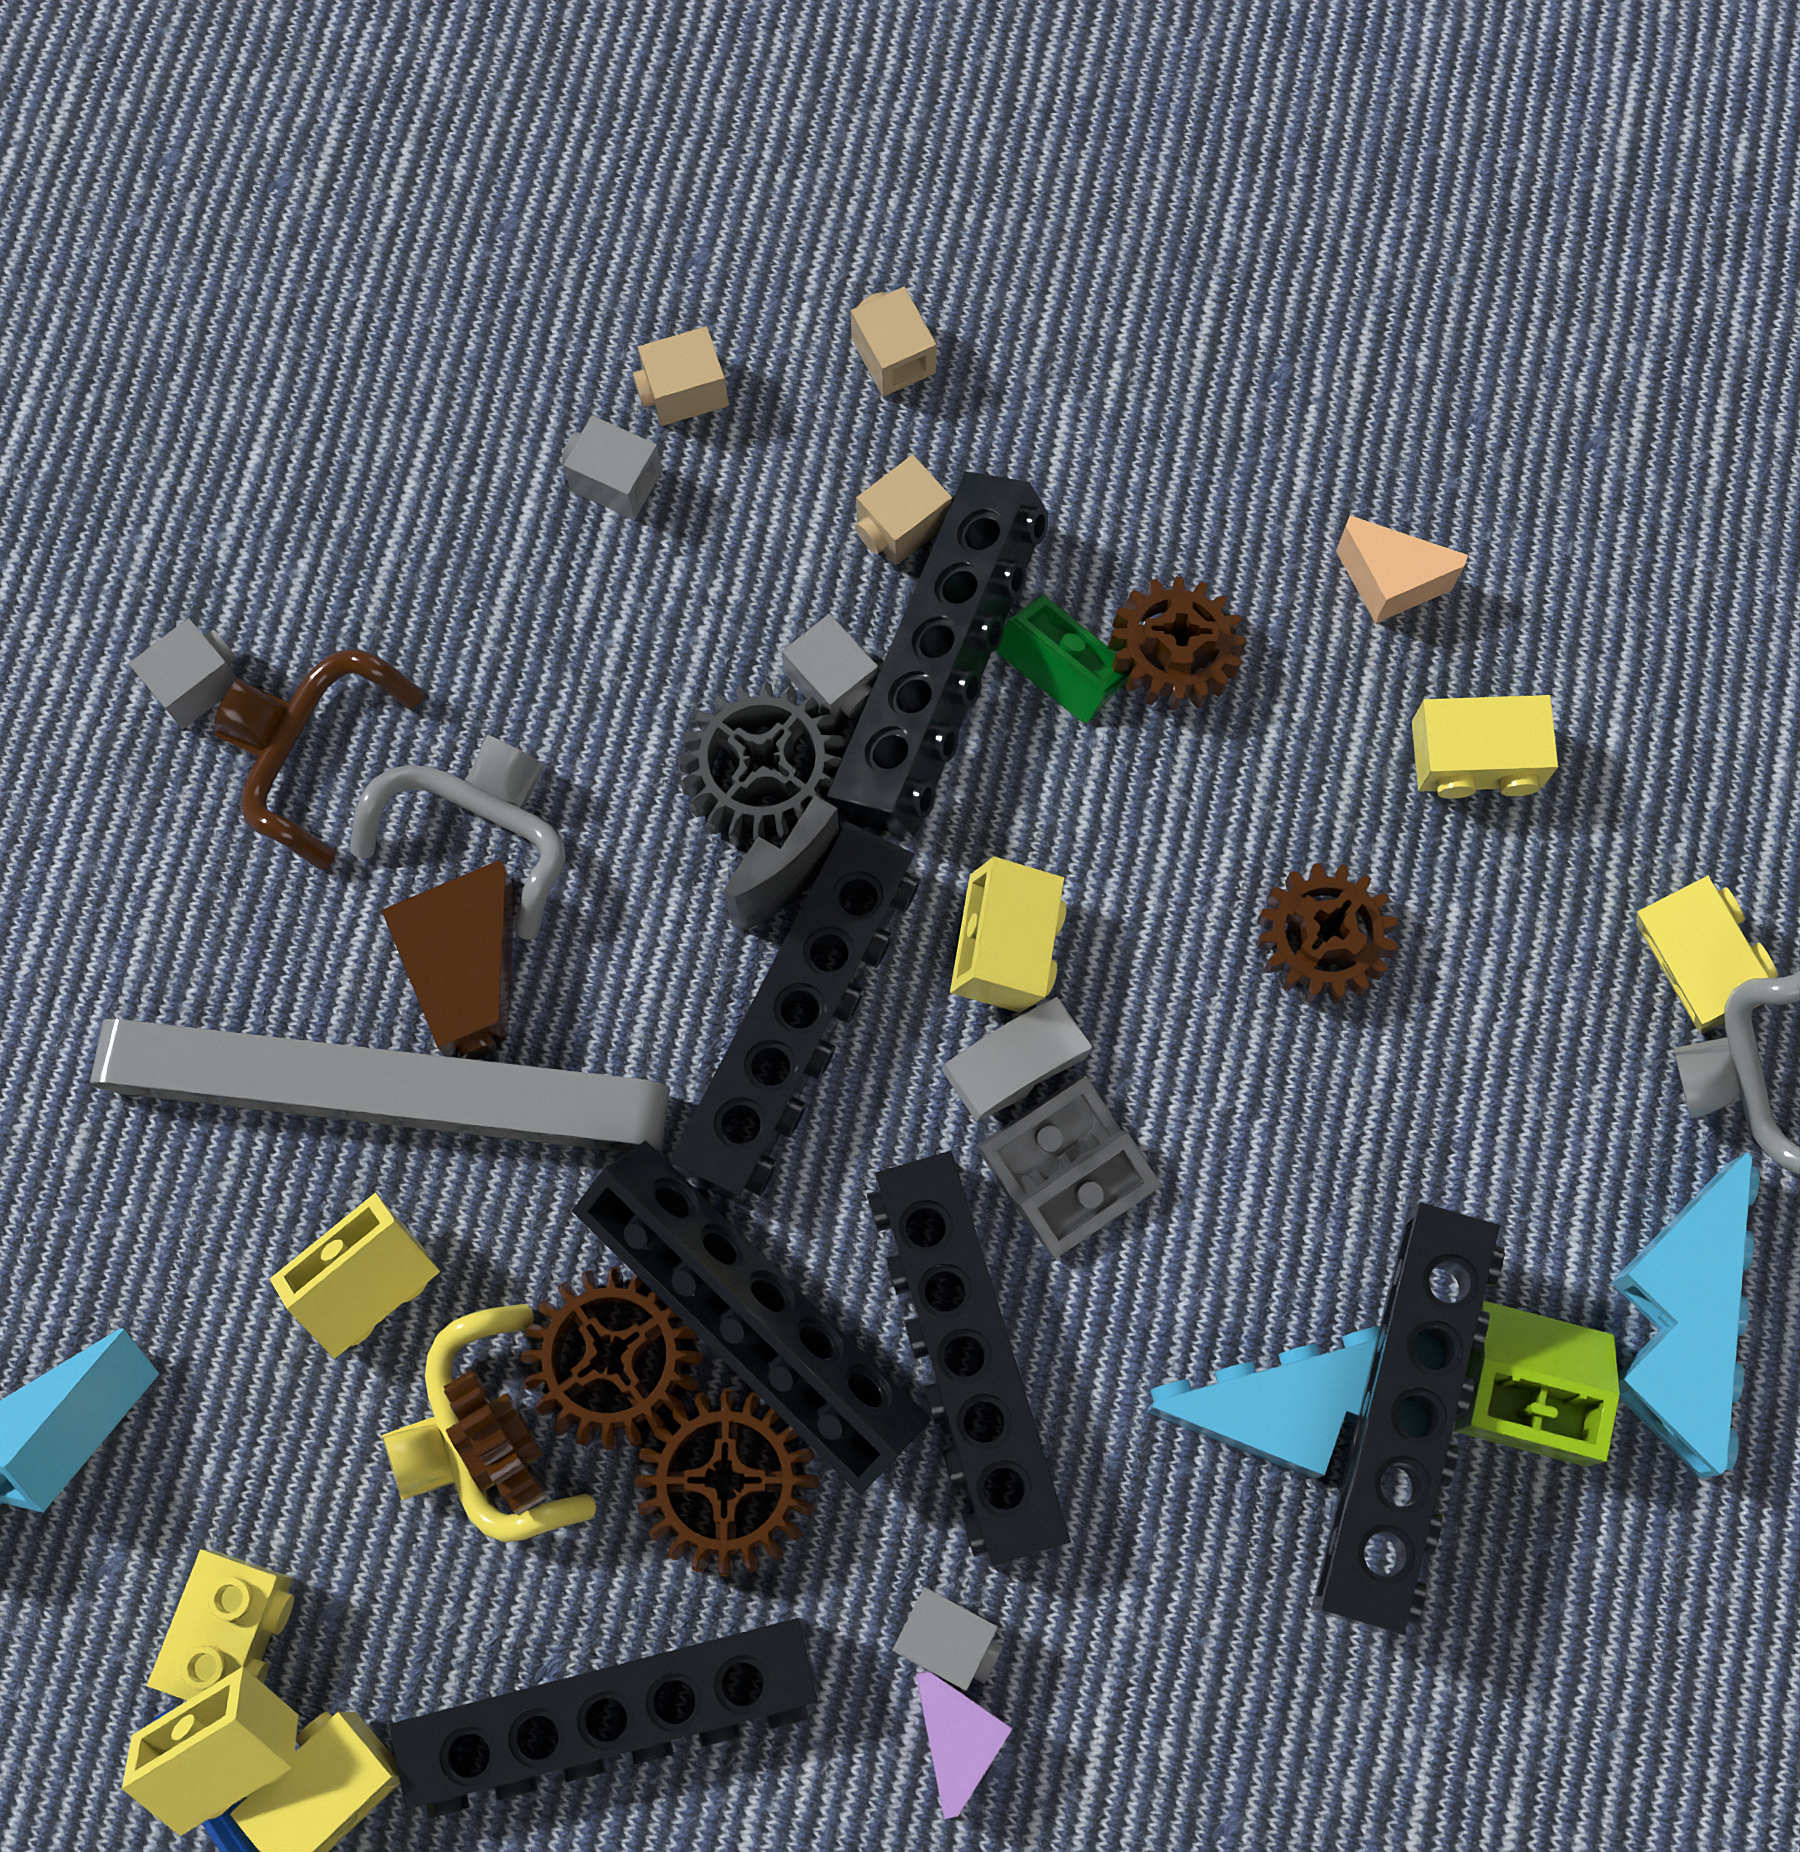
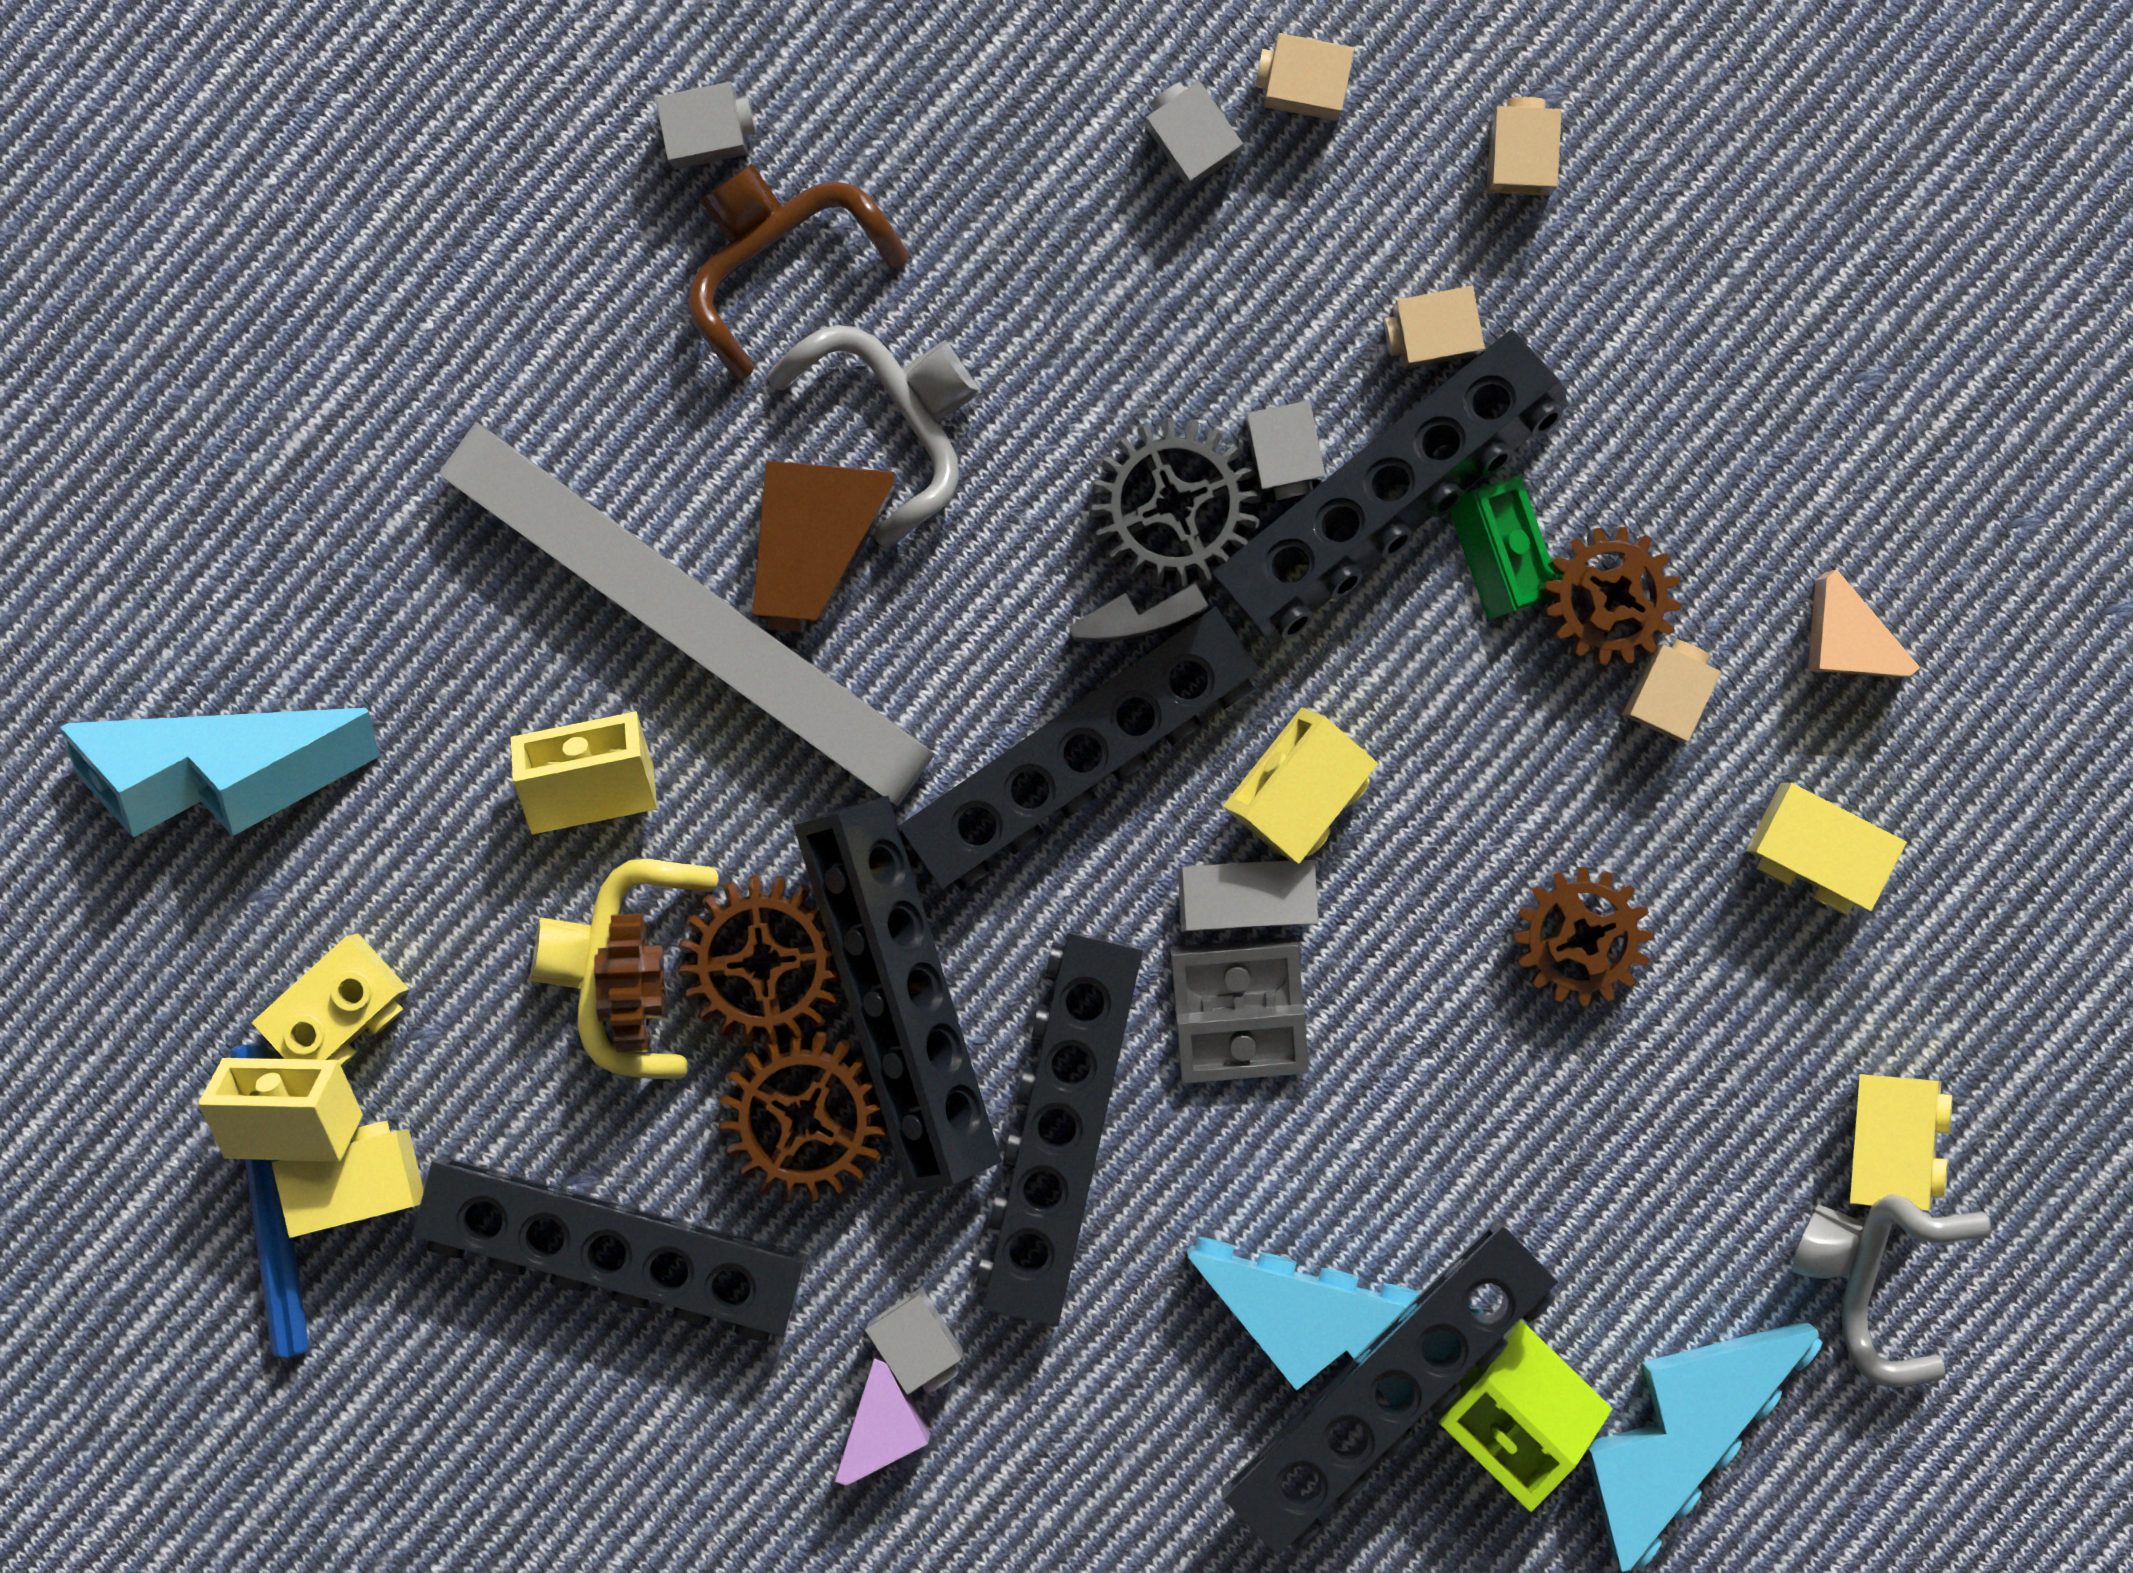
camera: 25 degrees right, 15 degrees up
(1276, 692) = (1673, 690): none -> tan brick

